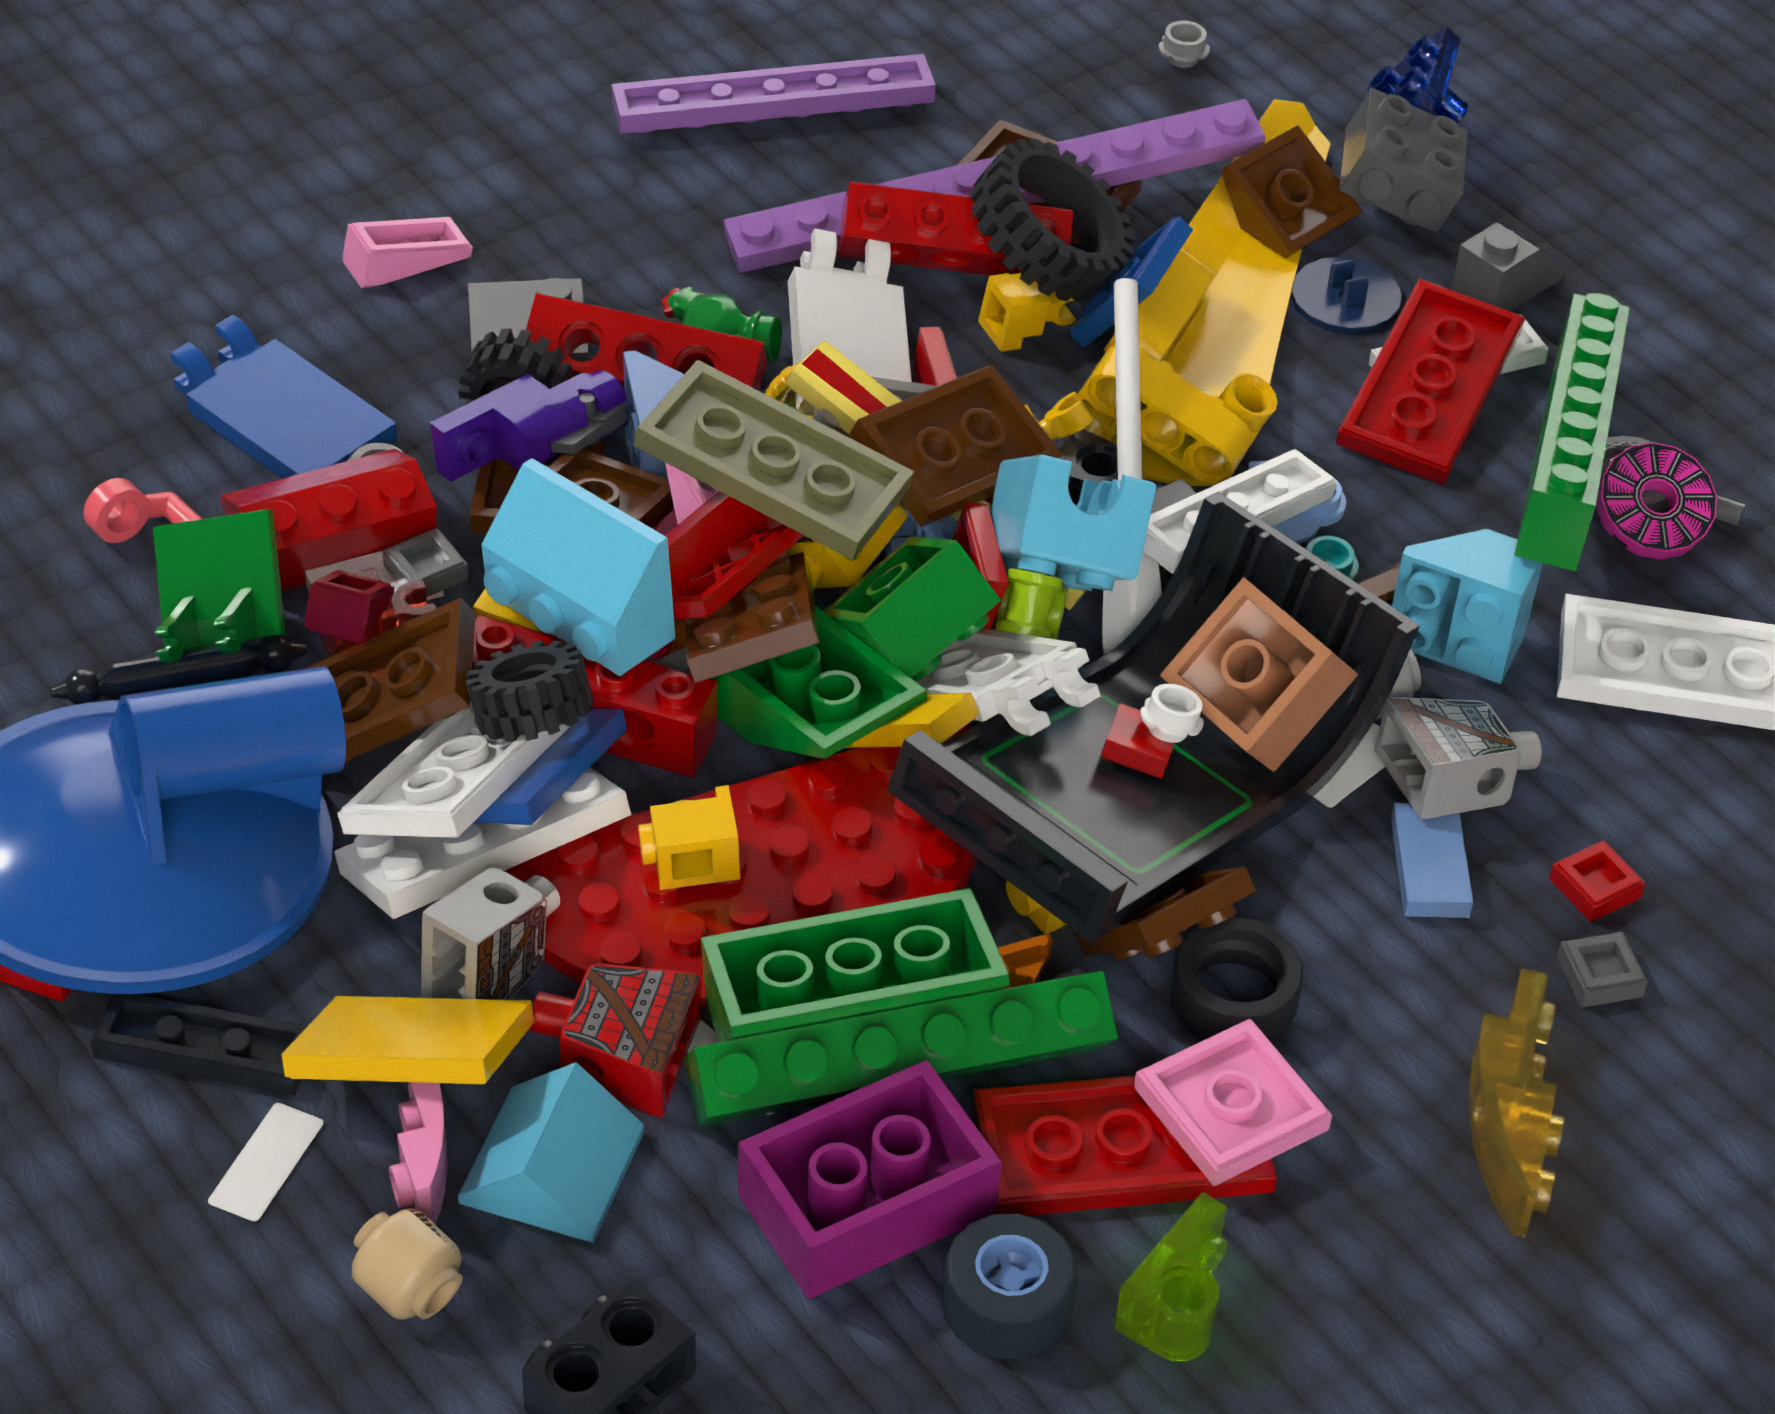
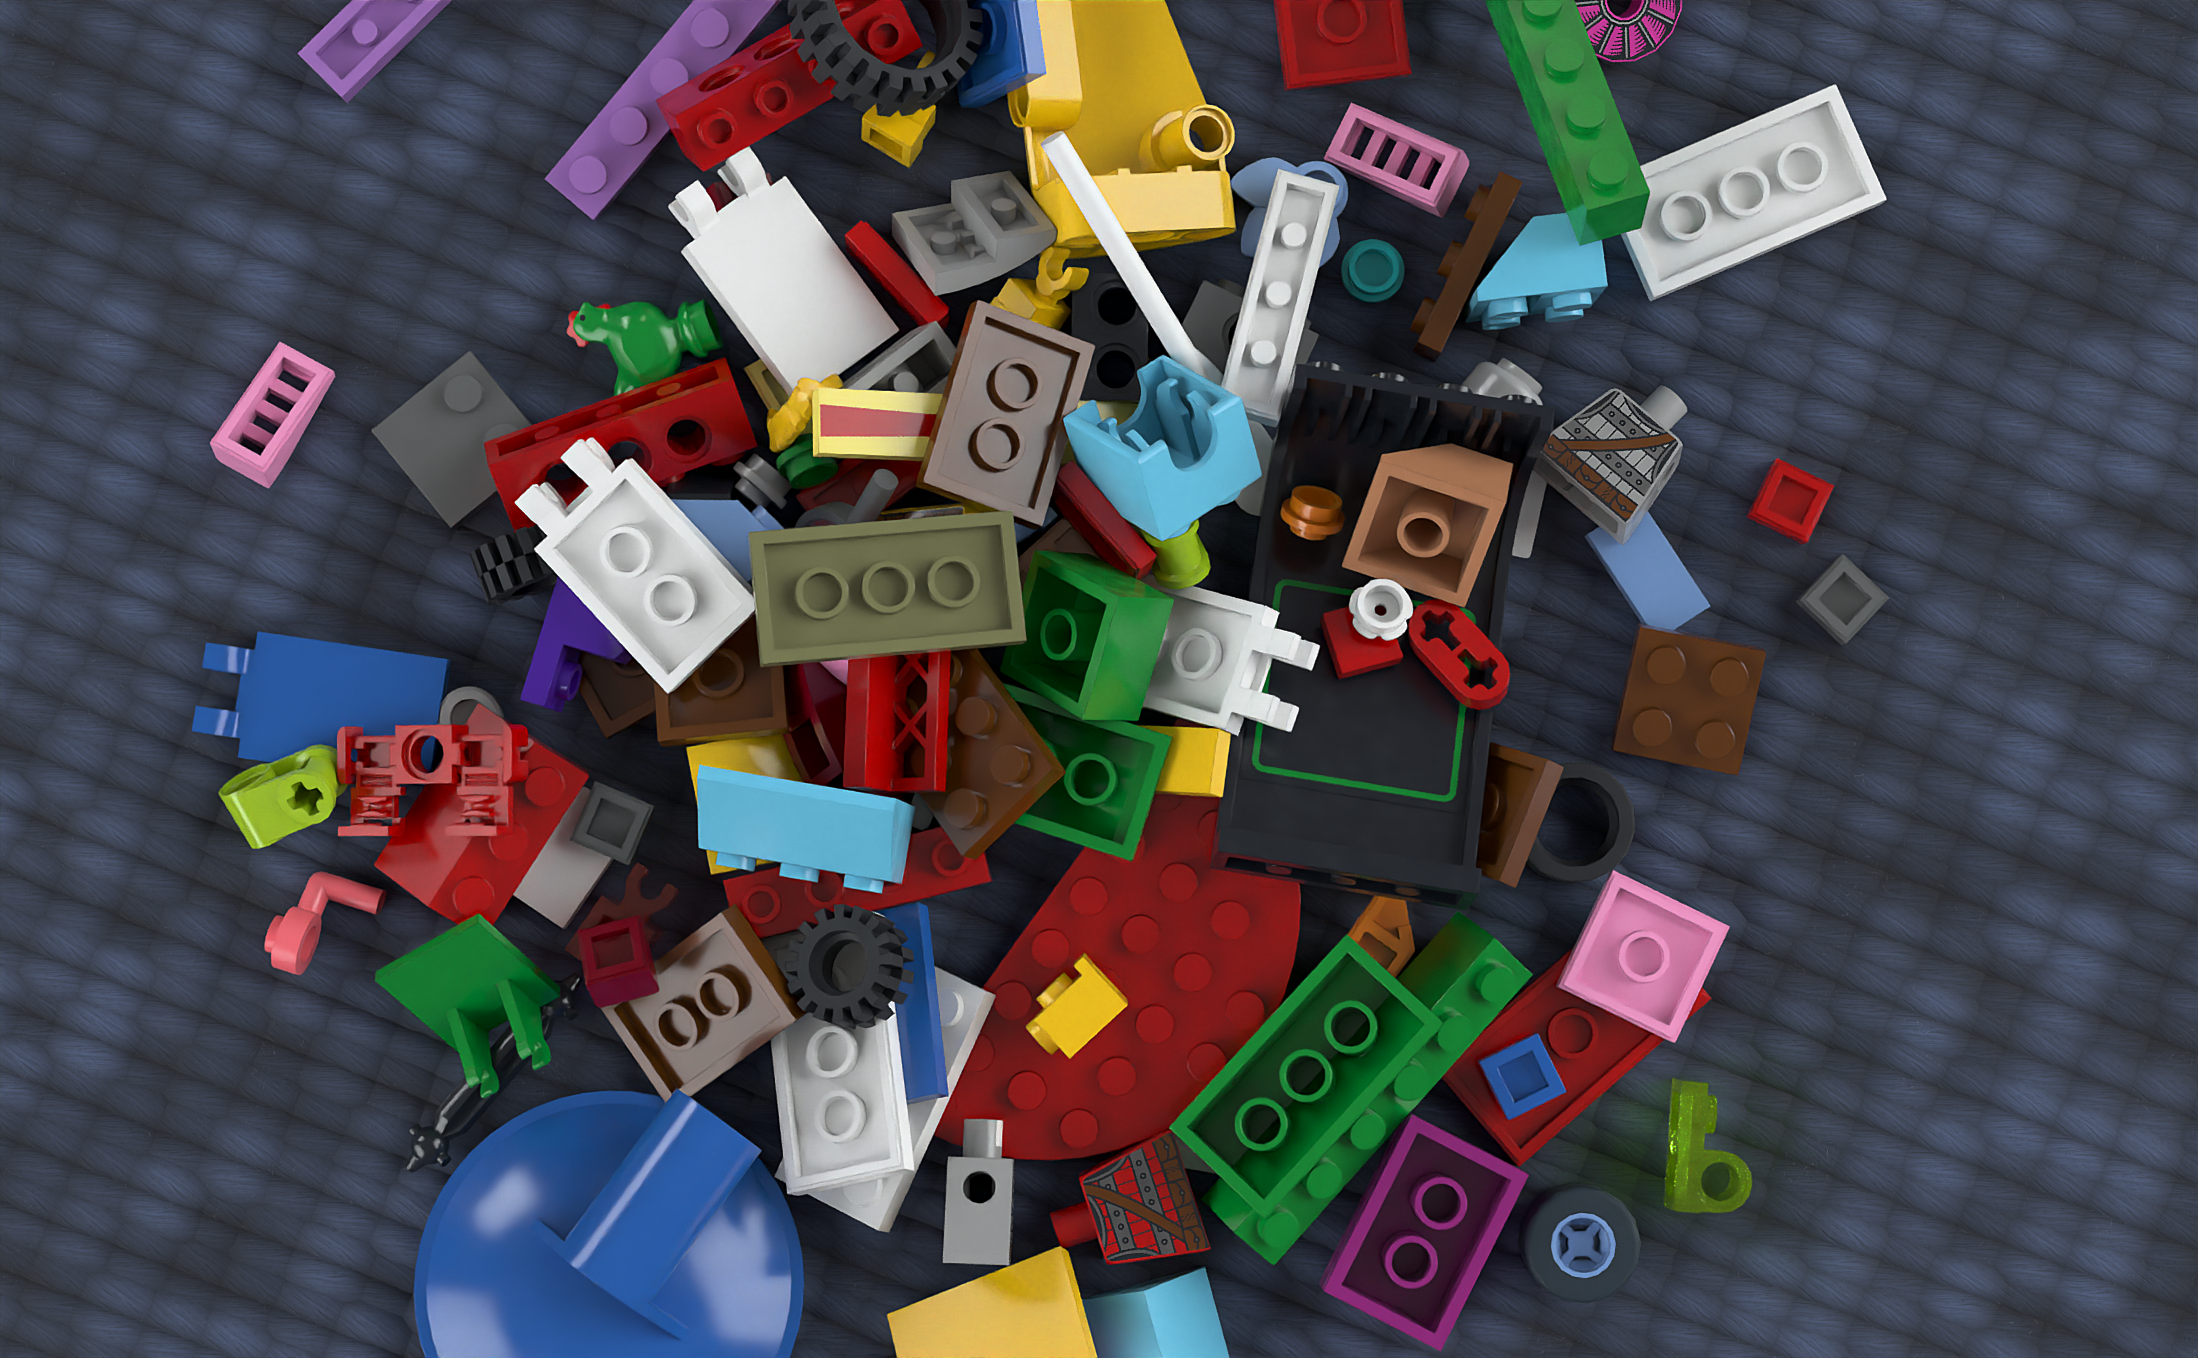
camera: 30 degrees left, 40 degrees up
(200, 422) = (284, 795): none -> lime piece
(330, 442) = (396, 760): none -> red piece
(592, 376) = (639, 564): none -> white tile
(1037, 378) = (976, 236): none -> light grey slope
(1051, 1116) = (1521, 1076): none -> blue plate
(1157, 649) = (1313, 512): none -> orange plate
(1218, 788) = (1448, 664): none -> red beam
(1402, 517) = (1445, 184): none -> bright pink slope
(1407, 953) = (1688, 699): none -> reddish brown plate
(1513, 1106) = (1860, 828): clear yellow slope -> none

